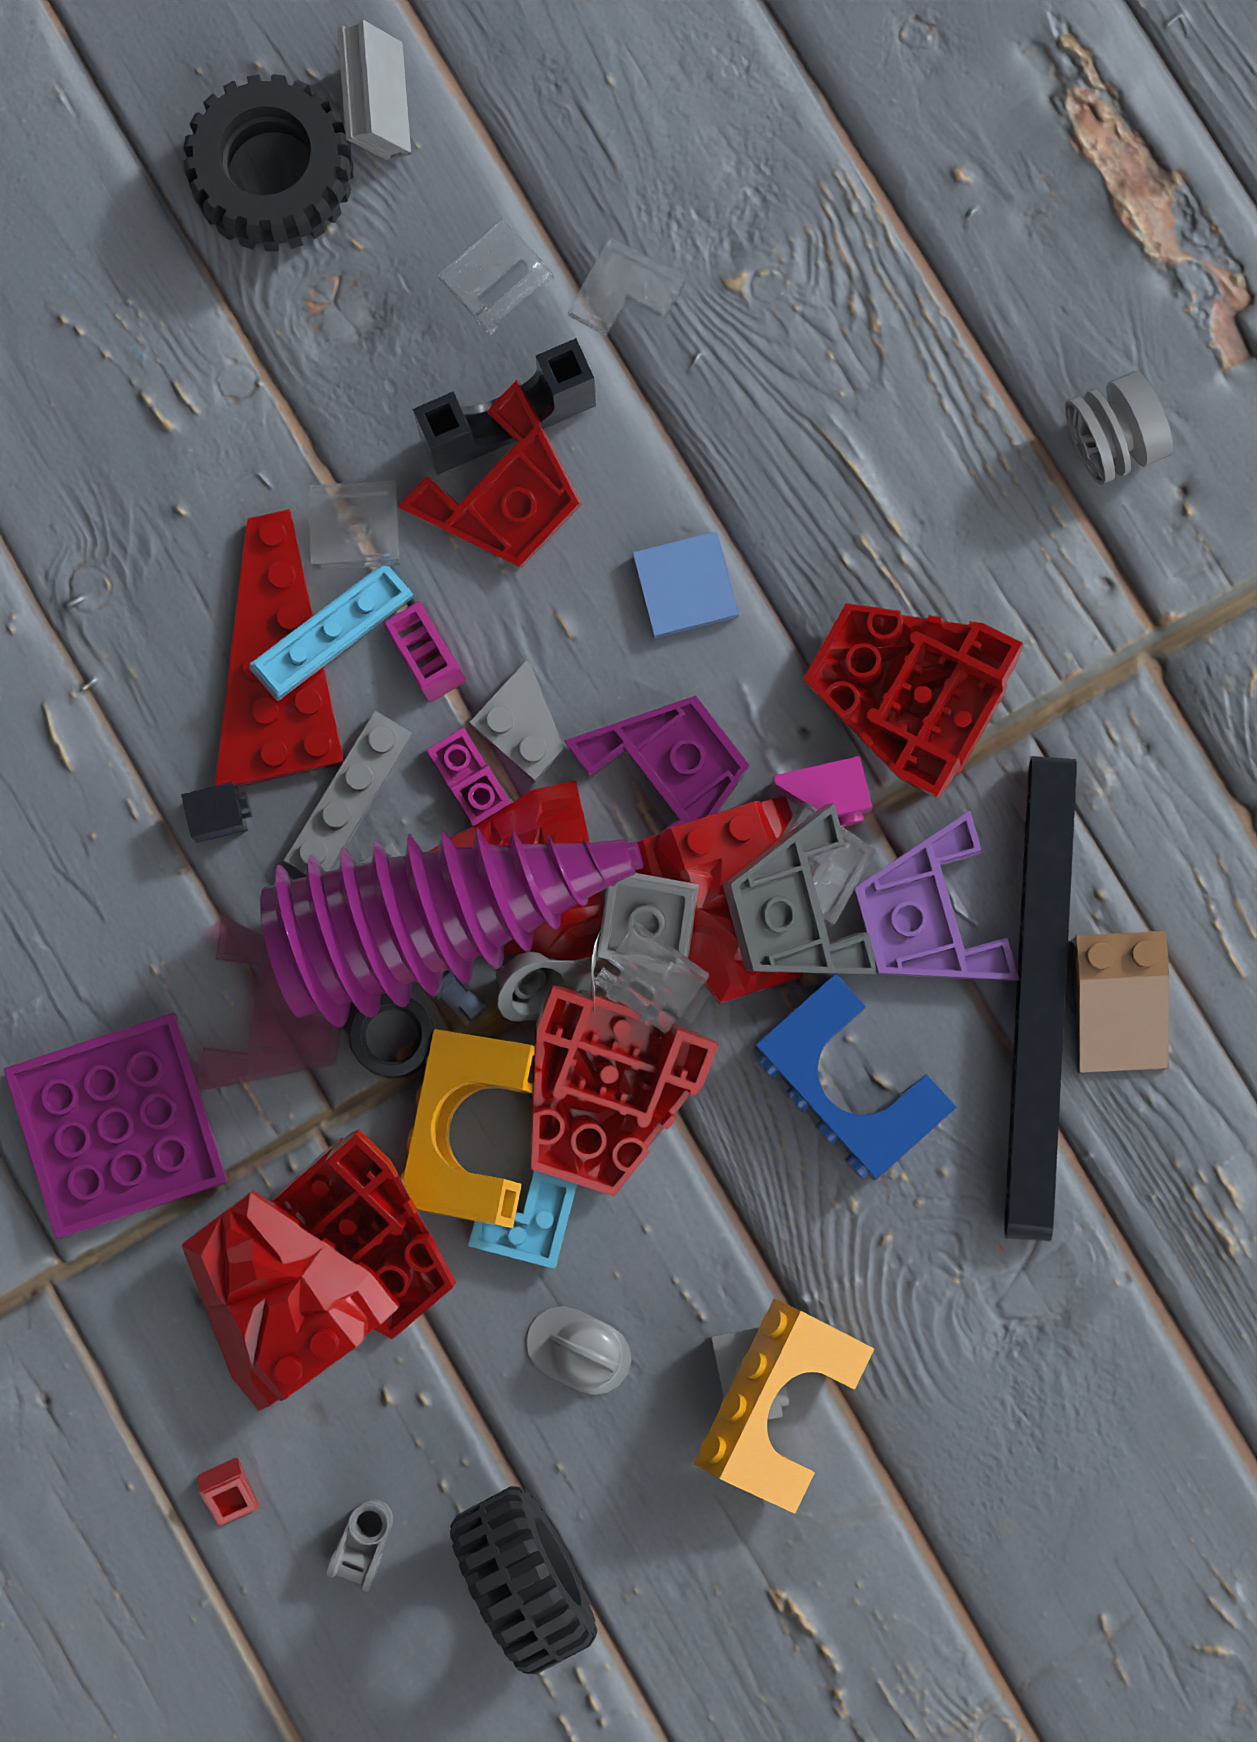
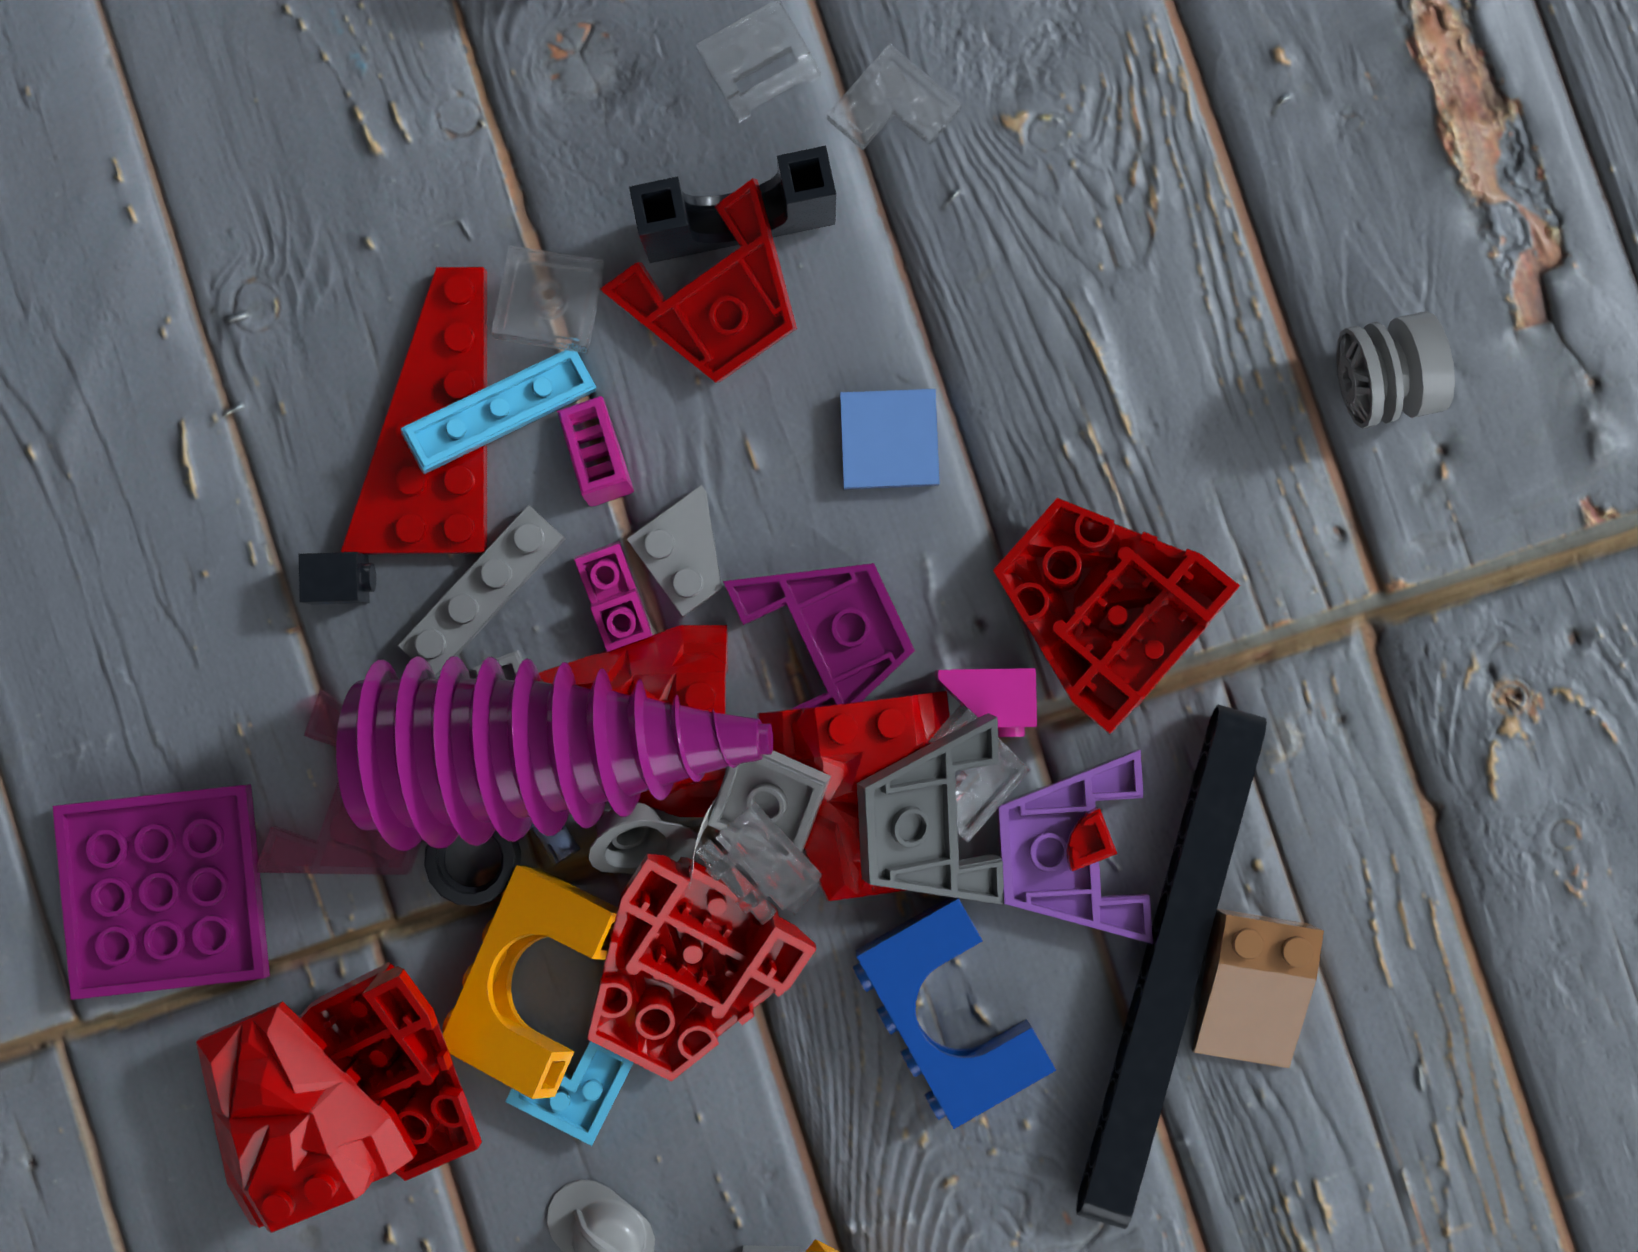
camera: 10 degrees right, 5 degrees up
(942, 899) = (1089, 841): none -> red tile

